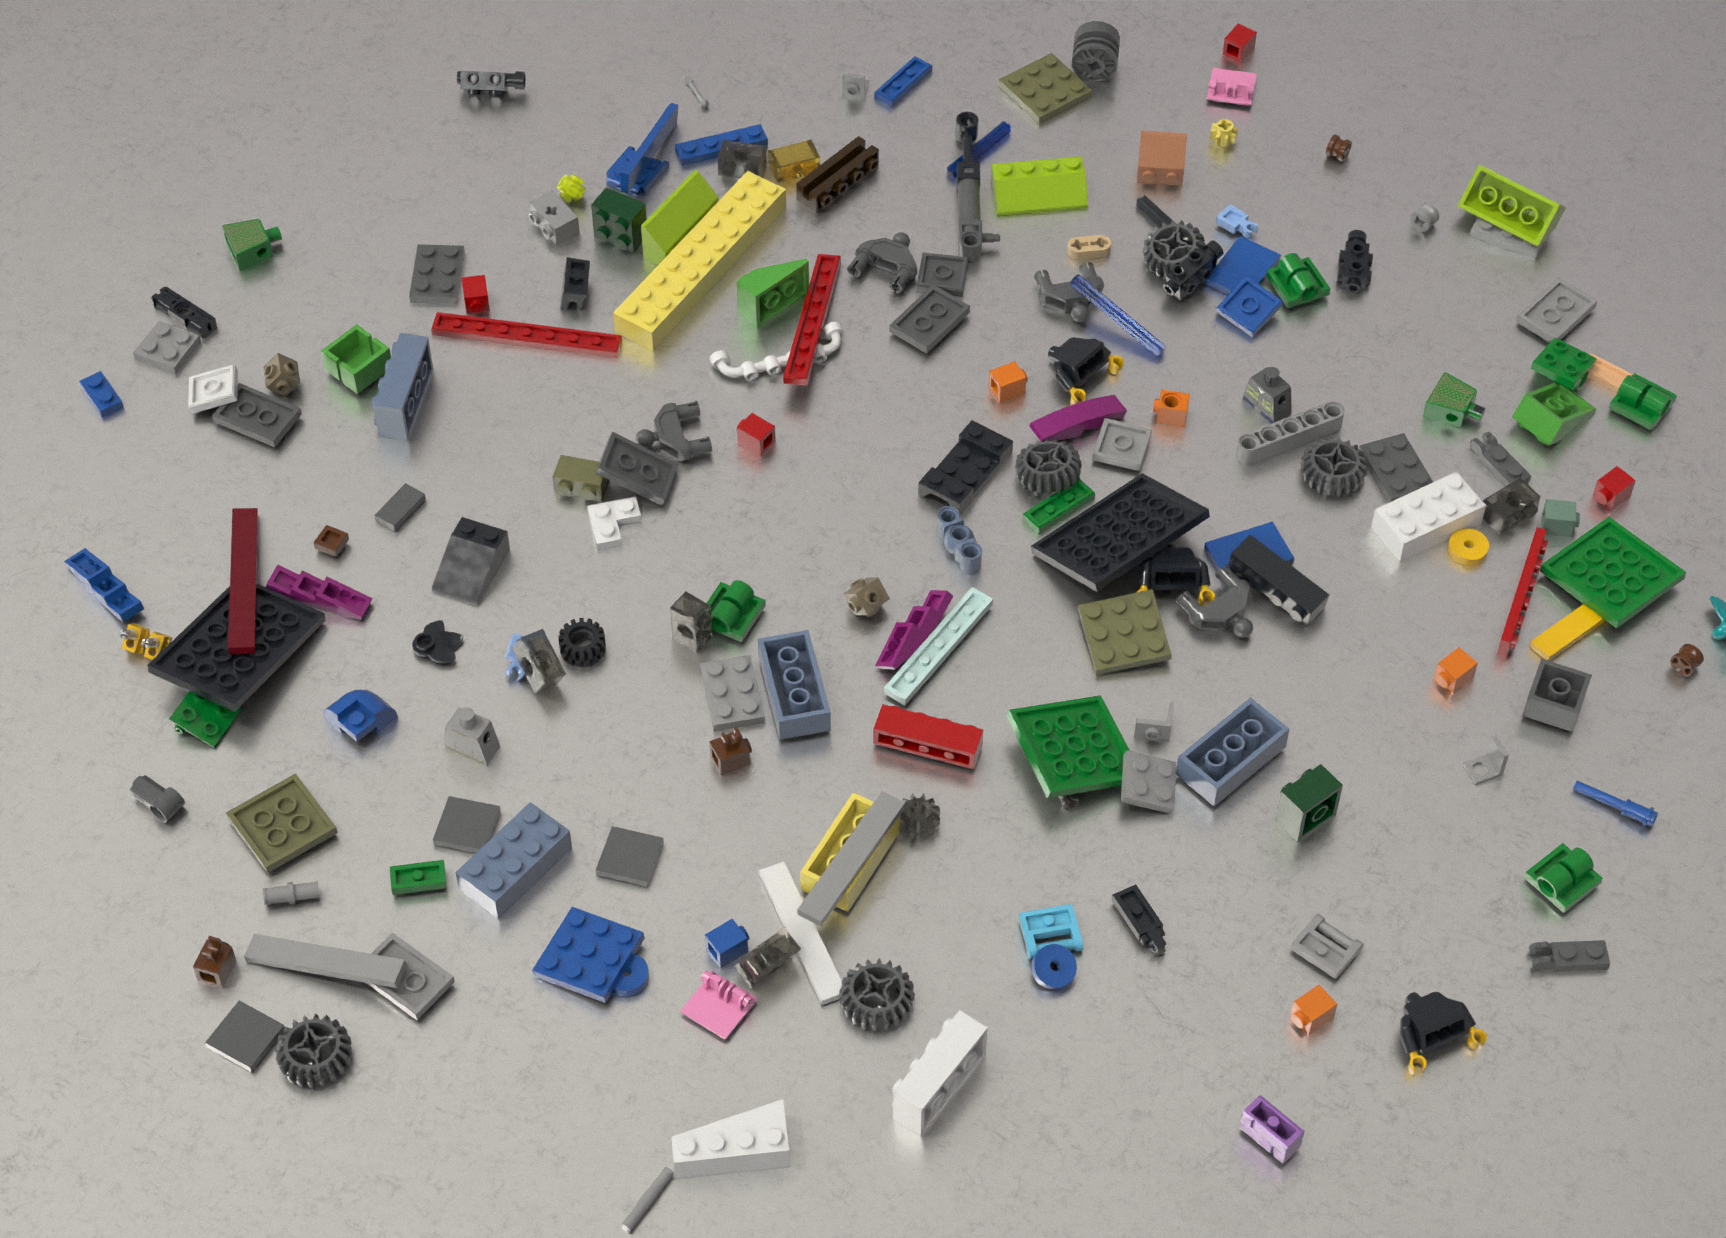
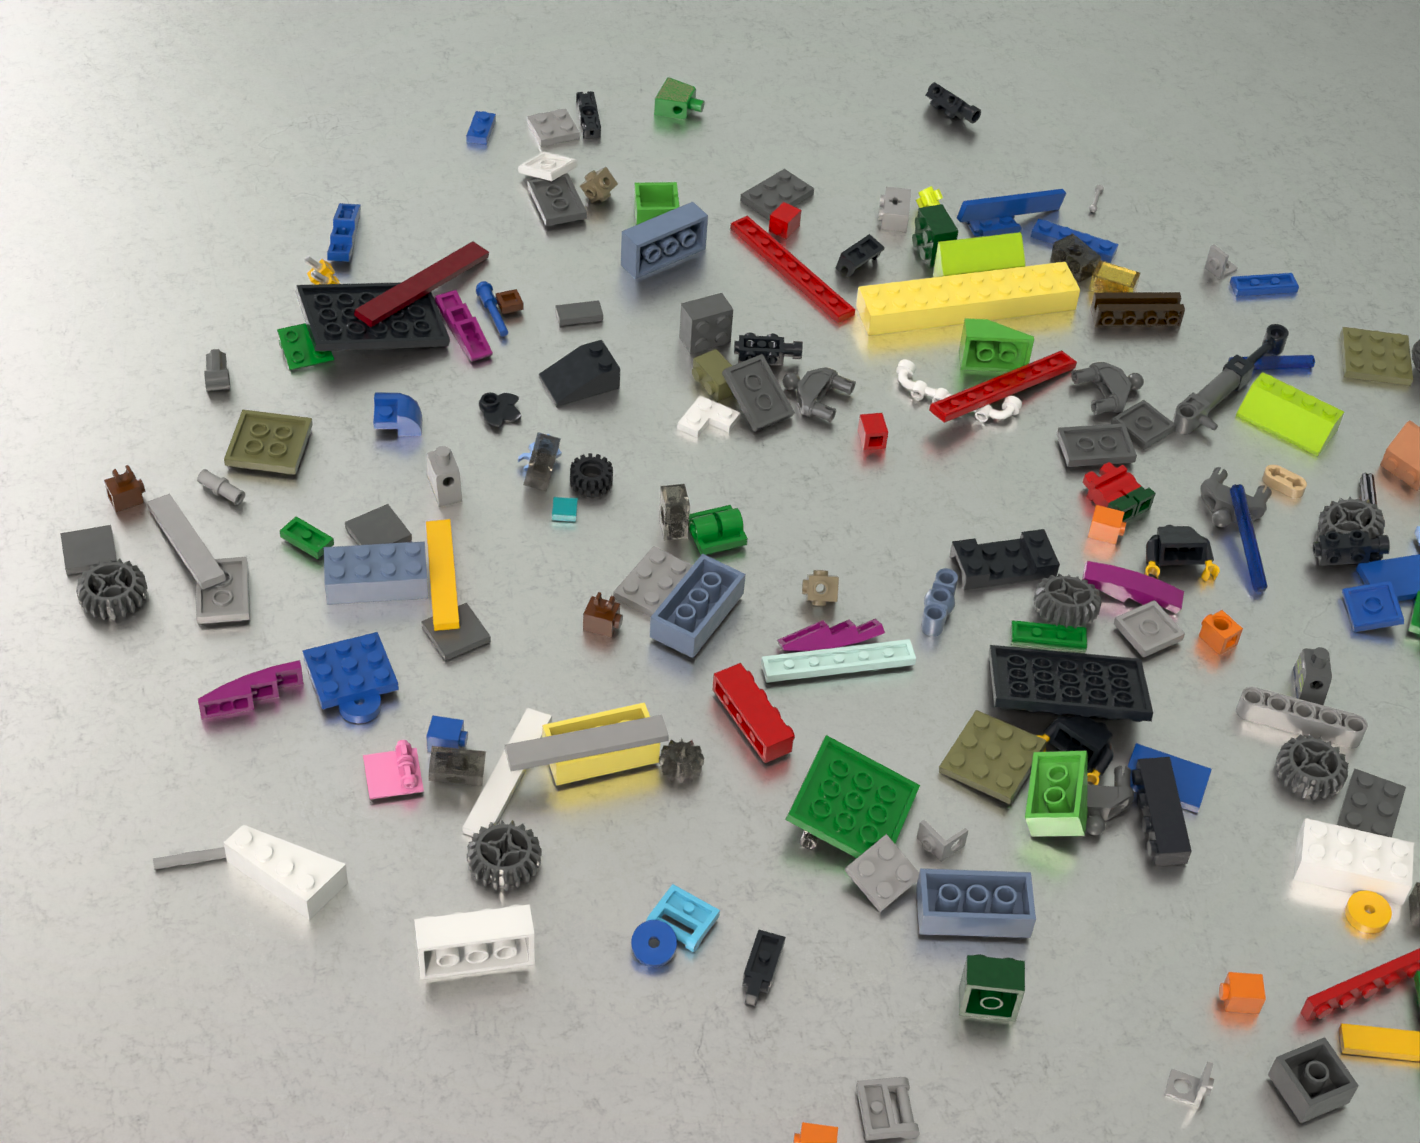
camera: 40 degrees right, 5 degrees down
(297, 547) = (484, 291): none -> blue pin
(526, 437) = (706, 323): none -> dark grey brick
(531, 1039) = (242, 692): none -> magenta slope
(582, 827) = (442, 575): none -> yellow tile
(592, 687) = (564, 509): none -> teal tile
(595, 425) = (772, 351): none -> black brick
(986, 347) = (1118, 491): none -> red hips
(1204, 623) = (1057, 794): none -> bright green slope

